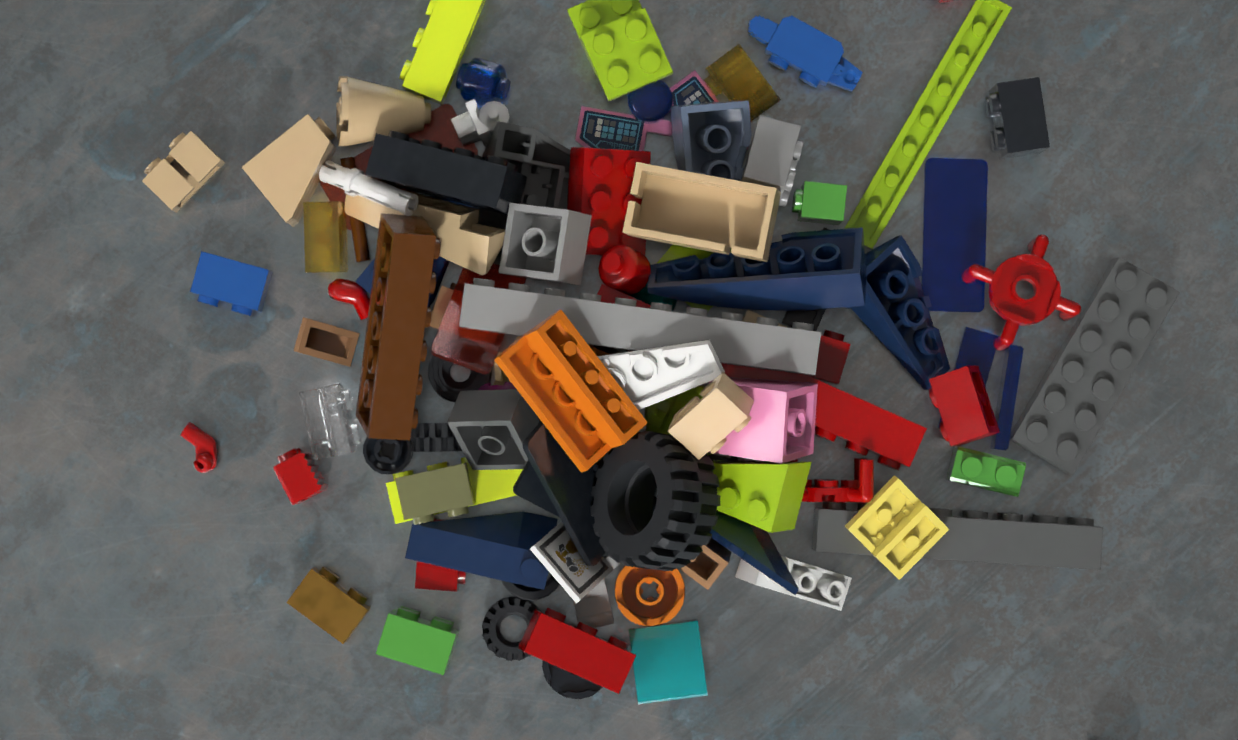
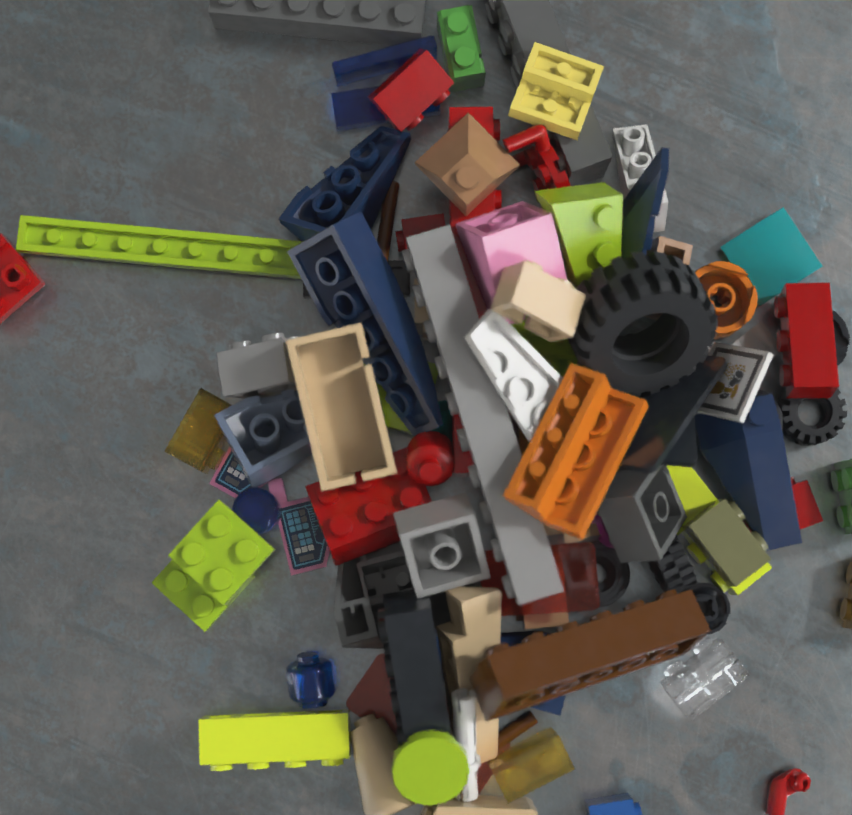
camera: 120 degrees left, 5 degrees down
(299, 475) = (772, 681): red brick -> none
(326, 342) = (629, 717): medium nougat slope -> none
(352, 293) = (571, 717): red arm -> none
(364, 149) = (430, 768): none -> lime tile
(478, 123) = (352, 665): white hips -> none
(806, 51) = (145, 387): blue hinge -> none
(820, 203) = (281, 305): bright green brick -> none
(854, 330) = (387, 219): none -> reddish brown bar
(867, 419) = (467, 164): none -> medium nougat slope
(954, 232) = (254, 176): clear blue piece -> none
(1007, 302) = (290, 100): red plate -> none
(1017, 118) = (120, 160): black brick -> none

